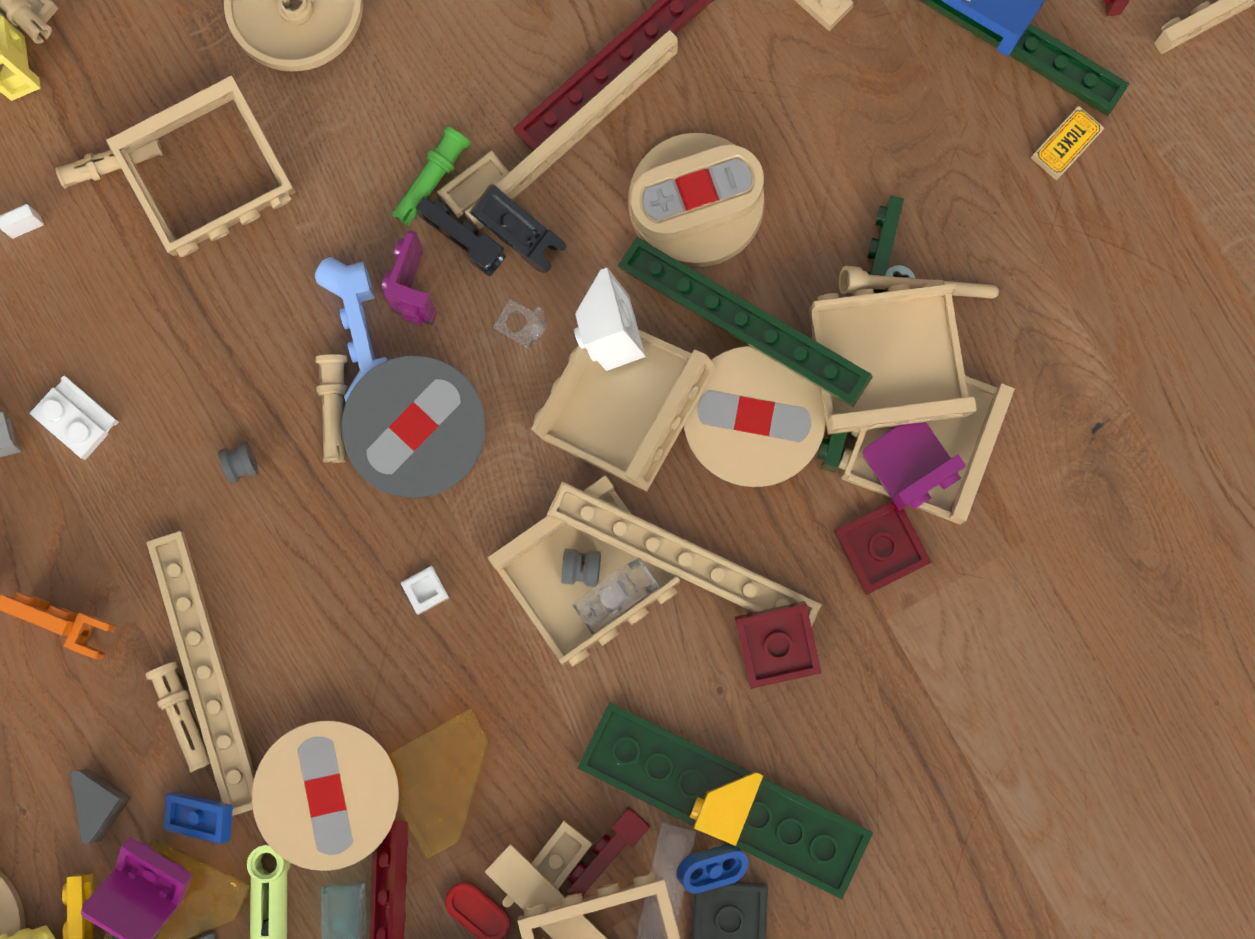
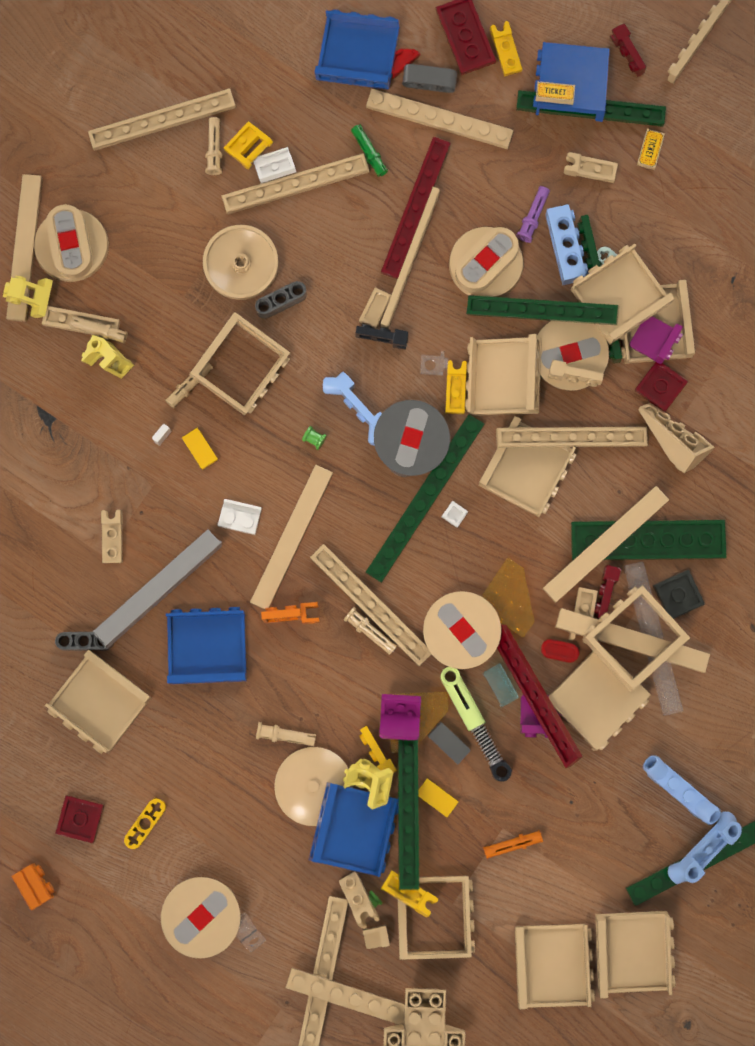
camera: 30 degrees left, 0 degrees up
(71, 274) = (199, 448): none -> yellow tile
(96, 804) = (354, 691): dark grey slope -> none
(137, 494) = (291, 537): none -> tan tile
(198, 817) = (406, 672): blue plate -> none
(238, 462) = (333, 497): dark grey wheel -> none
(261, 347) = (314, 437): none -> bright green bush
(314, 87) = (286, 292): none -> dark grey beam
(332, 390) = (360, 441): tan pin -> none
(387, 540) = (424, 499): none -> dark green plate
(410, 303) = (374, 380): magenta bracket -> none
(439, 162) = (353, 305): bright green pin -> none
(516, 227) = (410, 319): black plate -> none
(535, 381) = (455, 389): none -> yellow plate
(573, 567) = (525, 465): dark grey wheel -> none
(608, 323) = (480, 343): white slope -> none
(615, 595) = (549, 470): clear slope -> none
(646, 771) = (605, 544): none -> tan tile
(709, 870) = (659, 573): blue plate -> none
(716, 435) = (559, 370): none -> tan plate
(726, 808) = (652, 541): yellow slope -> none
(778, 644) = (636, 455): dark red tile -> none
(800, 163) = (530, 223): none -> medium lavender pin
(849, 178) = (565, 216): none -> light blue brick
(854, 279) = (586, 264): tan piece -> none
(861, 662) = (680, 445): none -> tan wedge
(950, 125) = (590, 168): none -> tan plate

